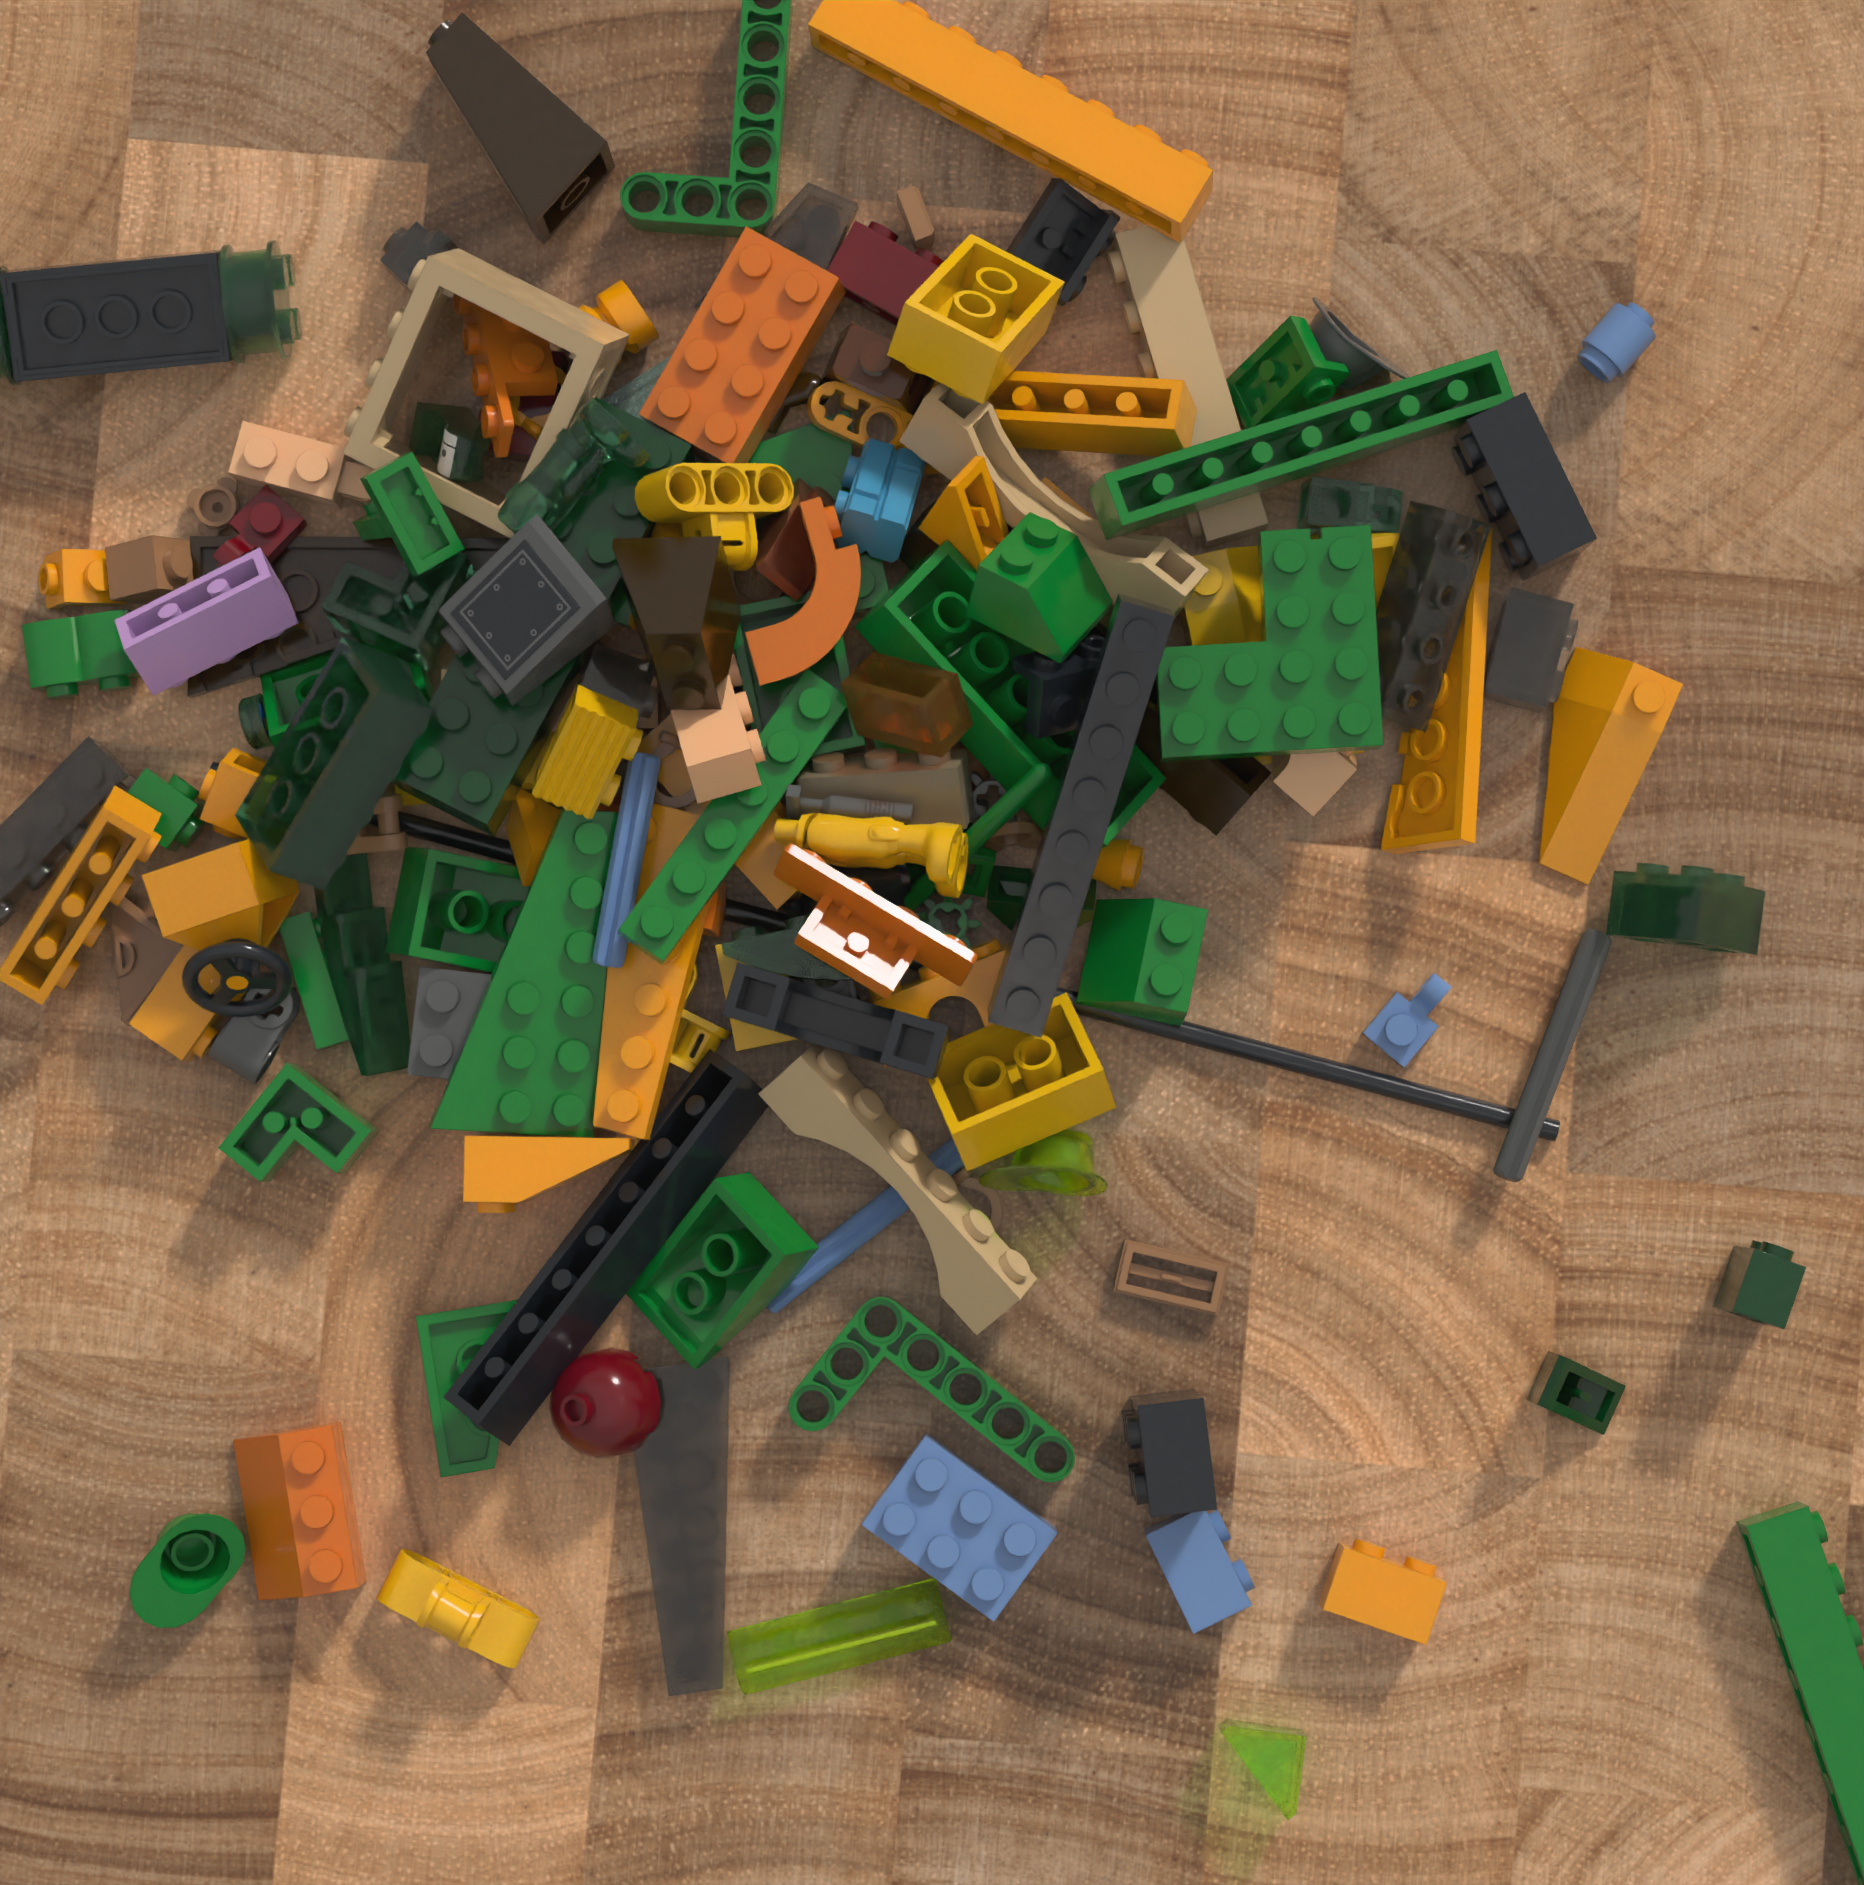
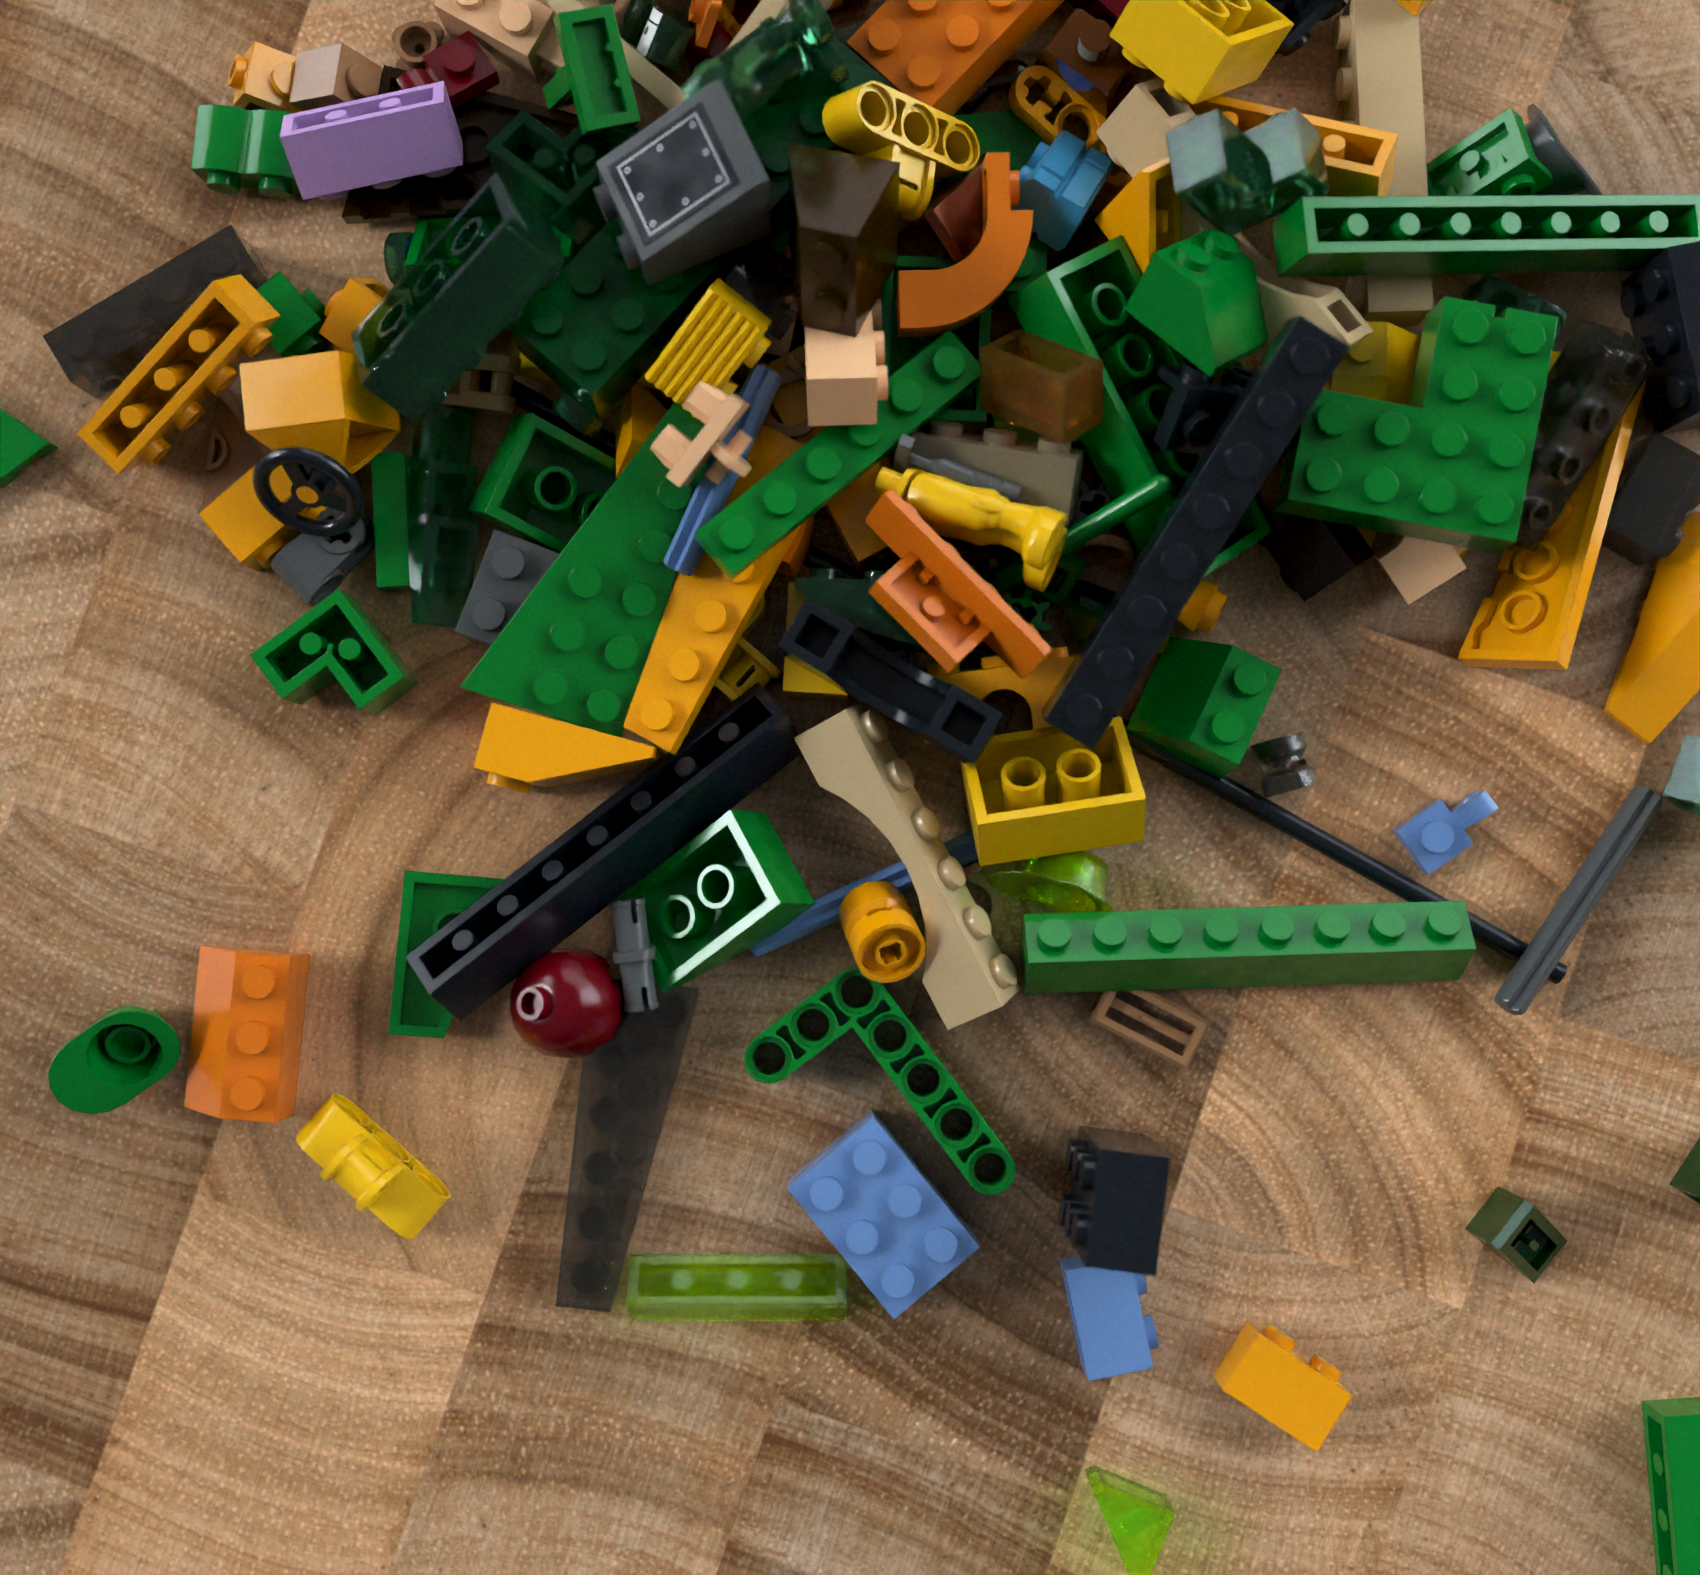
camera: 15 degrees right, 0 degrees up
(468, 835) = (577, 415): none -> clear green tile
(611, 814) = (688, 457): none -> light nougat hips
(658, 1340) = (634, 954): none -> dark grey pin
(889, 1257) = (881, 932): none -> light orange wheel
(1048, 457) = (1247, 175): none -> clear green brick
(1233, 984) = (1283, 764): none -> clear smoke wheel
(1240, 1183) = (1245, 947): none -> green brick

